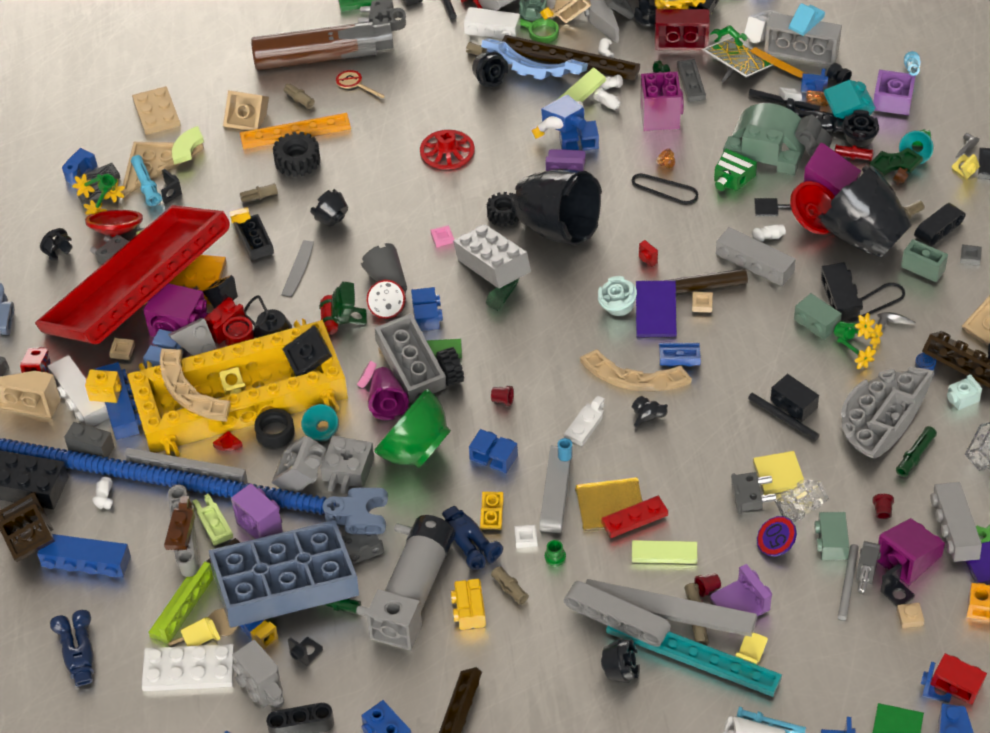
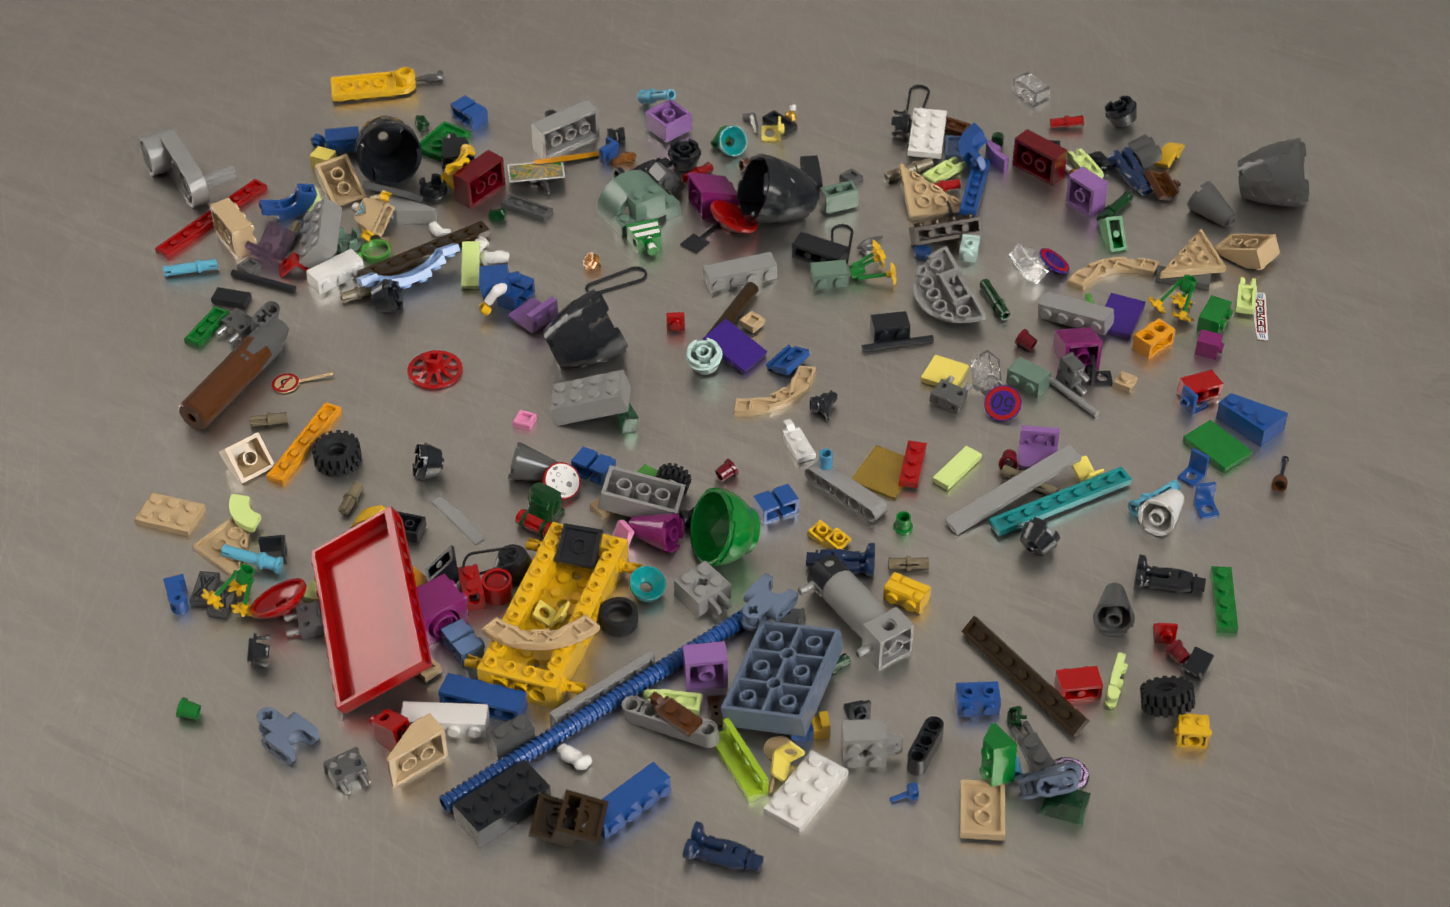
camera: 55 degrees left, 5 degrees down
(103, 386) = (473, 690): yellow head -> none
(194, 337) = (479, 609): light grey wing -> none
(227, 442) = (599, 653): red tile -> none
(299, 465) = (683, 612): light grey hinge -> none
(499, 216) = (538, 363): black tyre -> none
(526, 536) = (870, 531): white tile -> none
(617, 613) = (997, 515): light grey beam -> none
(661, 101) = (540, 228): magenta brick -> none
(730, 30) = (508, 157): green arm -> none
(756, 26) = (522, 142): white slope -> none
(769, 232) = (724, 253): white arm -> none
(778, 99) = (602, 177): black bar -> none
(787, 93) = (605, 168): white tile -> none
(806, 18) = (563, 110): medium azure slope -> none
(848, 97) = (652, 142): teal slope -> none
(889, 162) = (725, 164): dark green tile -> none

